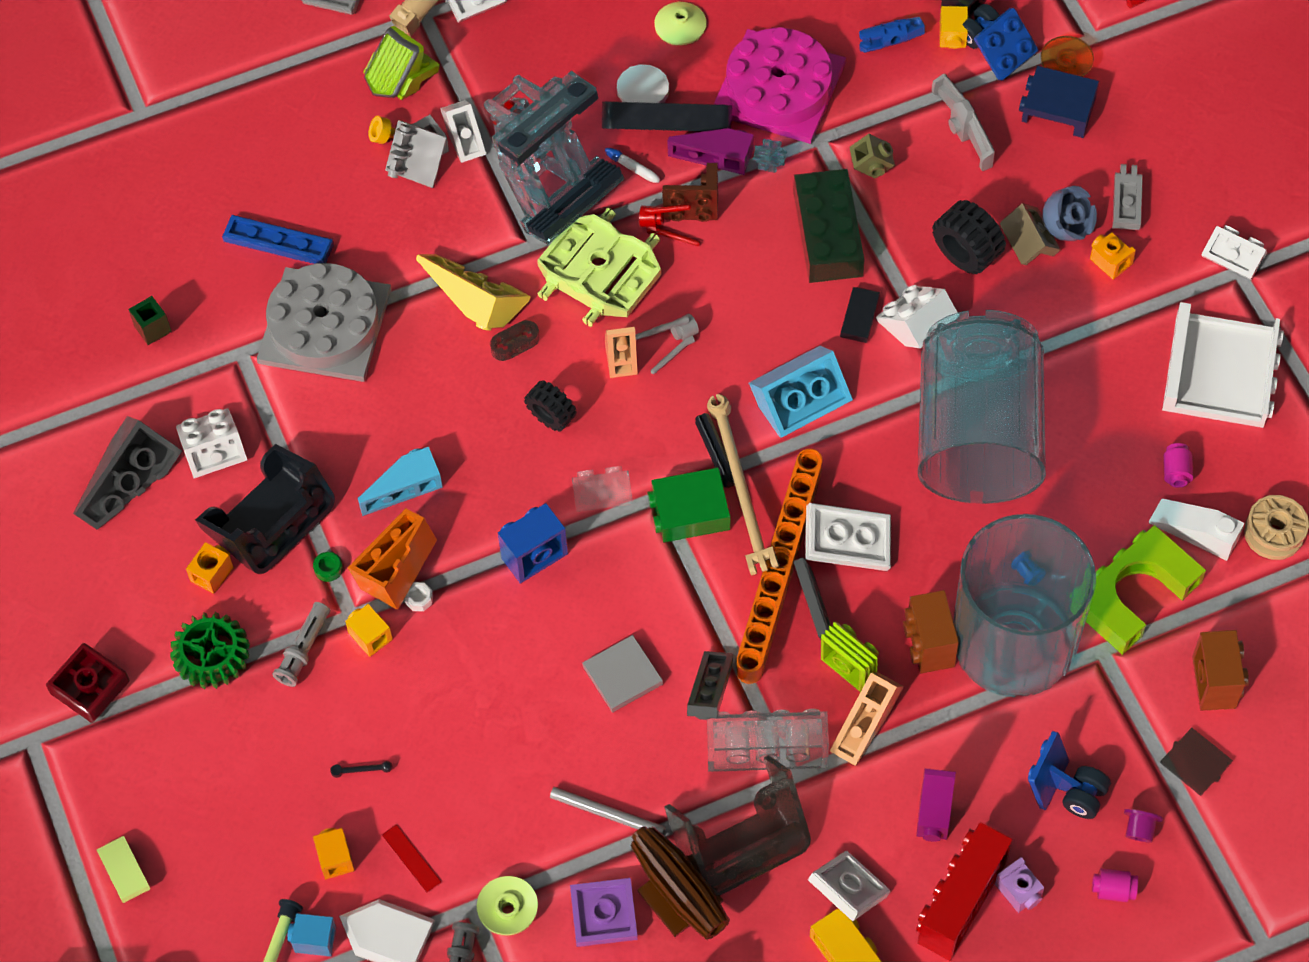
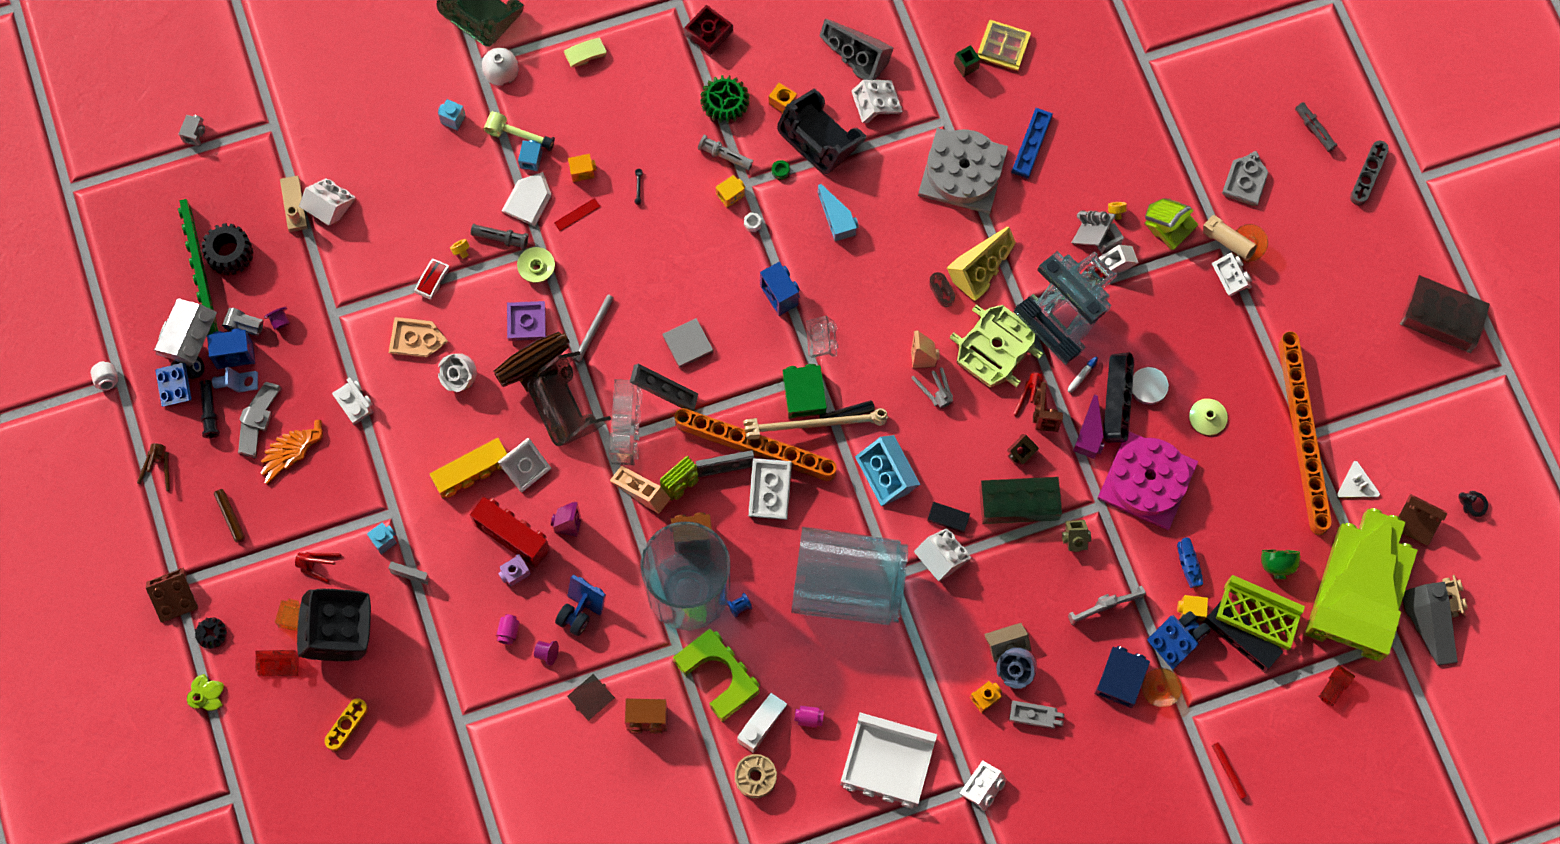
camera: 90 degrees right, 10 degrees up
(118, 281) = (1003, 45): none -> clear piece
(394, 558) = (775, 205): orange wedge -> none
(550, 405) = (883, 305): black tyre -> none
(753, 226) = (1028, 447): none -> dark brown brick
(769, 155) = (1082, 465): clear light blue gear -> none
(969, 237) = (998, 591): black tyre -> none

